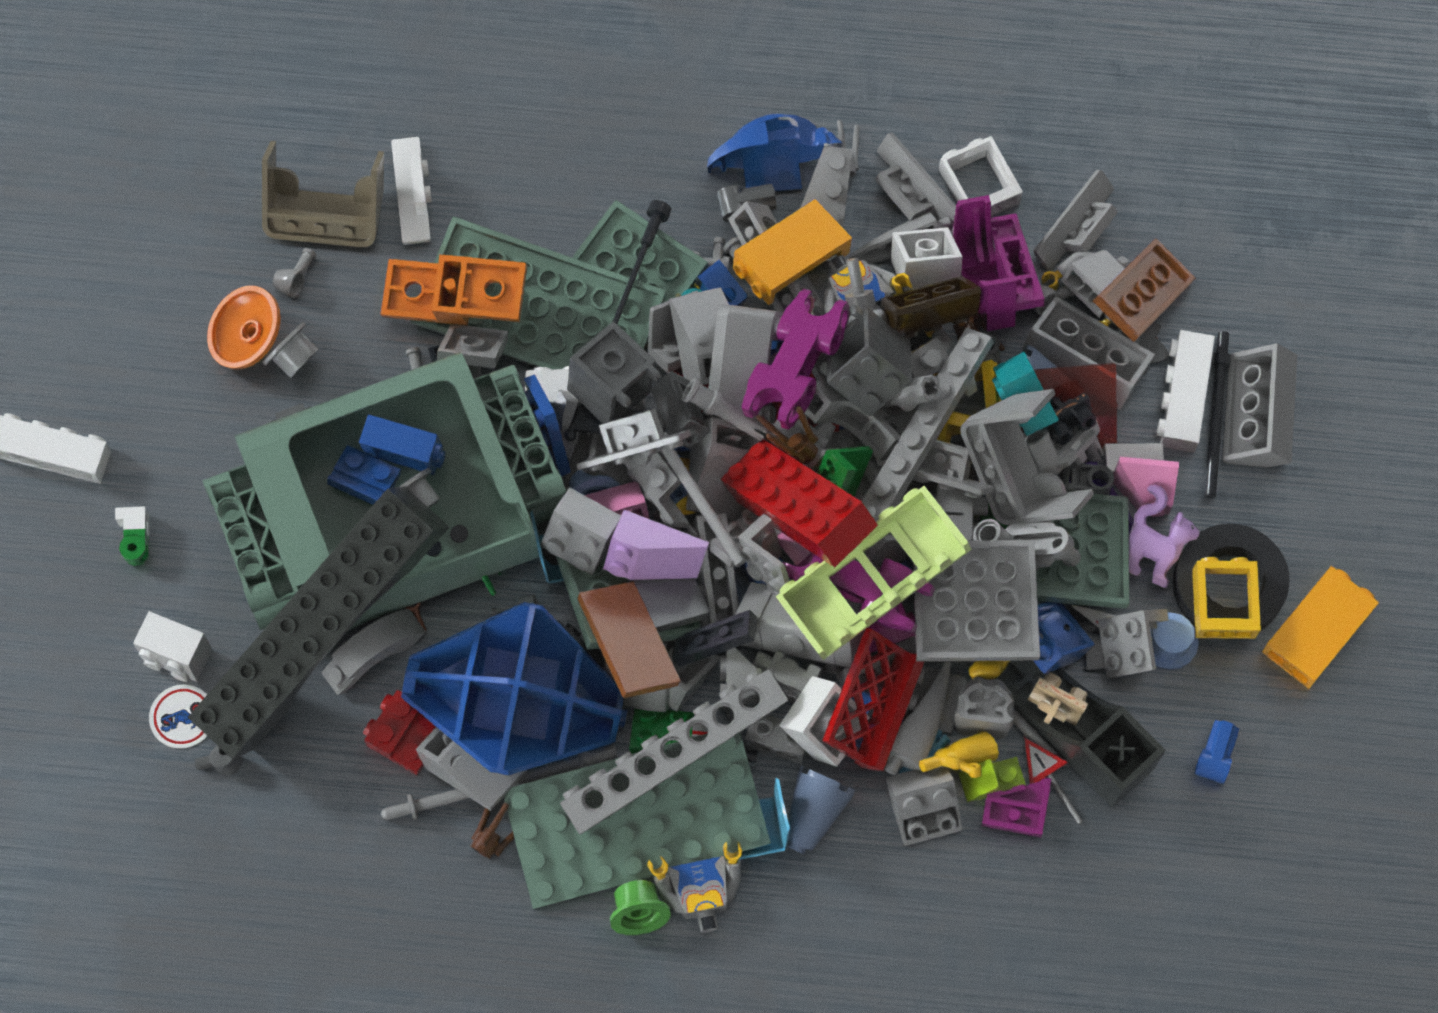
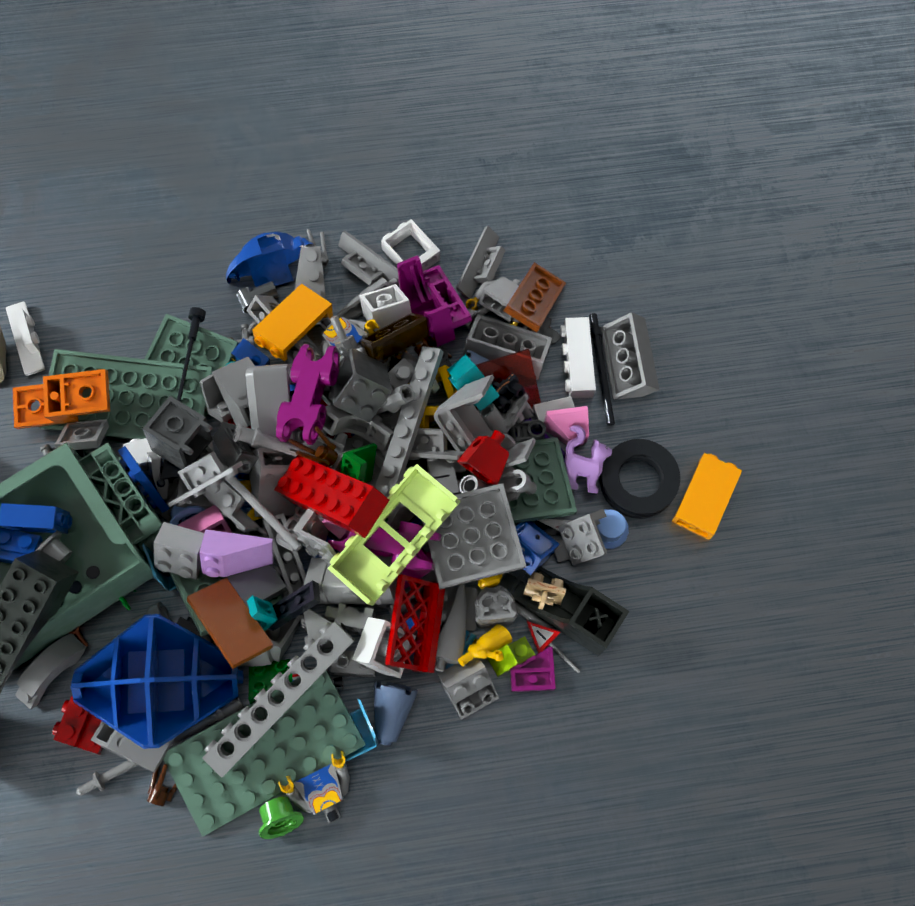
camera: 15 degrees left, 0 degrees up
(673, 636) = (262, 612): none -> teal bracket
(1019, 501) = (486, 458): none -> red torso
(1215, 758) = (660, 605): blue piece -> none
(1226, 627) = (646, 512): yellow window -> none

